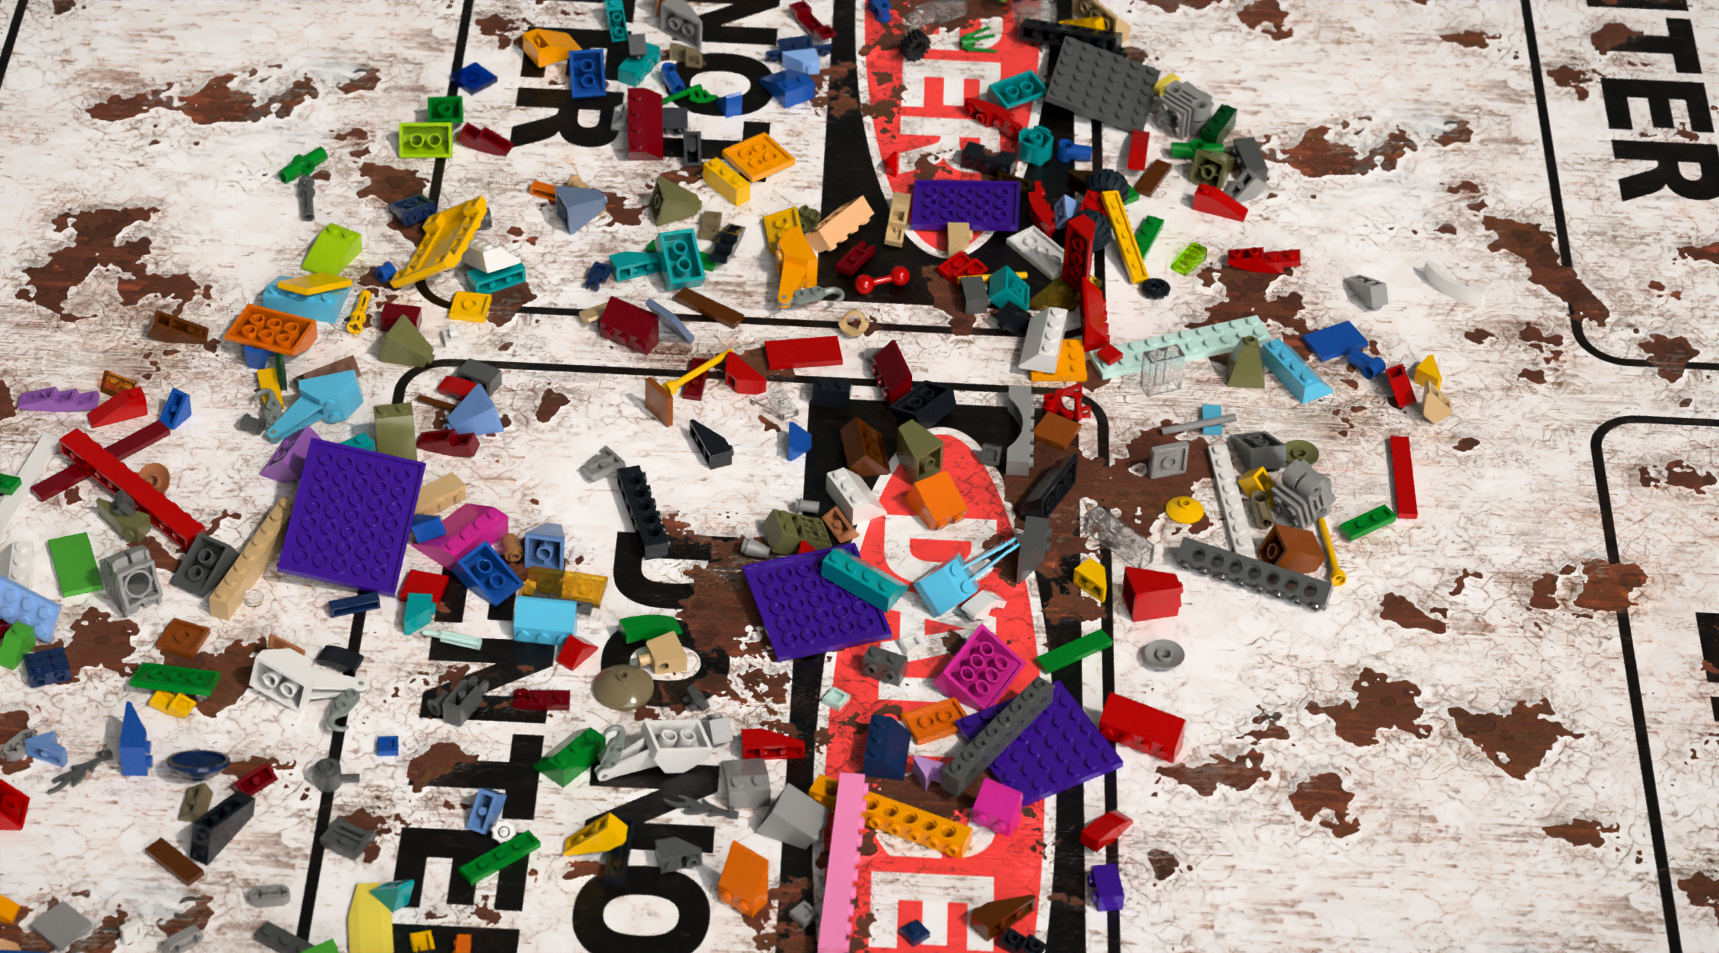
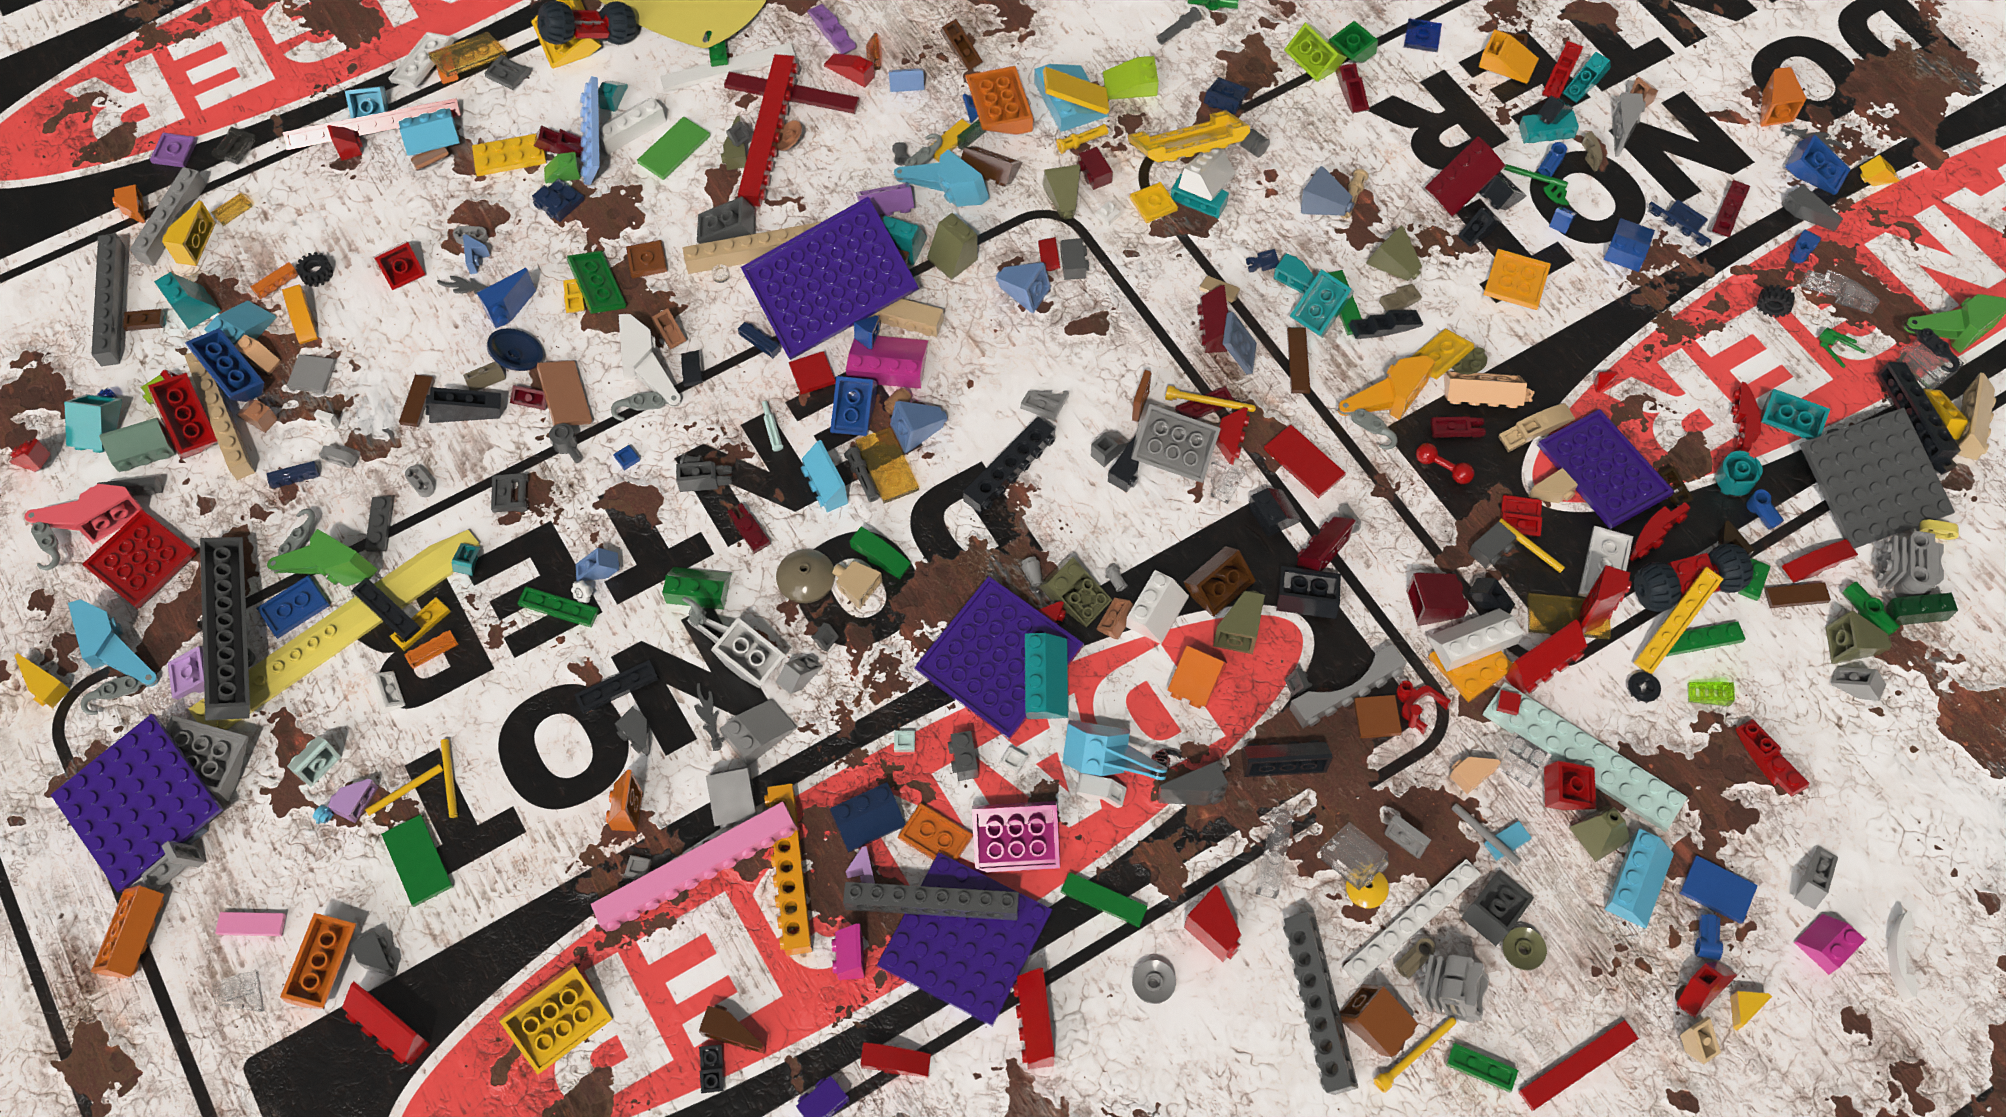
camera: 60 degrees right, 20 degrees up
(131, 579) = (665, 188): light grey piece -> none
(176, 409) = (875, 100): blue slope -> none
(178, 376) = (906, 80): none -> medium blue slope
(278, 753) = (564, 393): none -> nougat tile
(385, 272) = (1138, 124): blue wheel -> none
(418, 612) = (777, 385): teal slope -> none
(436, 403) = (1024, 250): reddish brown bar -> none
(449, 443) = (982, 287): dark red slope -> none
(543, 190) = (1335, 167): orange piece -> none
(575, 652) = (819, 518): red slope -> none
(587, 73) = (1499, 102): blue slope -> none
(593, 28) = (1562, 70): none -> red slope
(597, 837) = (609, 663): yellow slope -> none
(686, 449) = (1108, 447): none -> dark grey slope
(720, 404) = (1174, 442): none -> light grey slope
(726, 181) = (1460, 276): yellow brick -> none
(770, 745) = (803, 715): red slope -> none
(798, 441) = (1184, 523): blue slope -> none
(801, 60) = (1671, 234): light blue slope -> none
(850, 330) = (1363, 477): tan piece -> none
(915, 933) = (671, 970): dark blue plate -> none
(974, 158) = (1676, 436): black arch -> none
(990, 346) = (1436, 597): none -> dark red slope
(1007, 286) = (1523, 570): teal slope -> none
(1065, 210) = (1669, 551): light blue slope -> none
(1091, 578) = (1206, 861): yellow slope -> none
(1145, 405) = (1473, 771): none -> light nougat slope
(1159, 496) = (1354, 856): none -> clear brick
(1202, 363) = (1569, 786): none -> red slope
(1217, 203) = (1813, 672): red slope -> none
(1249, 156) = (1903, 662): dark grey brick -> none
(1257, 480) = (1446, 935): yellow slope -> none
(1417, 310) = (1829, 942): none -> dark pink slope

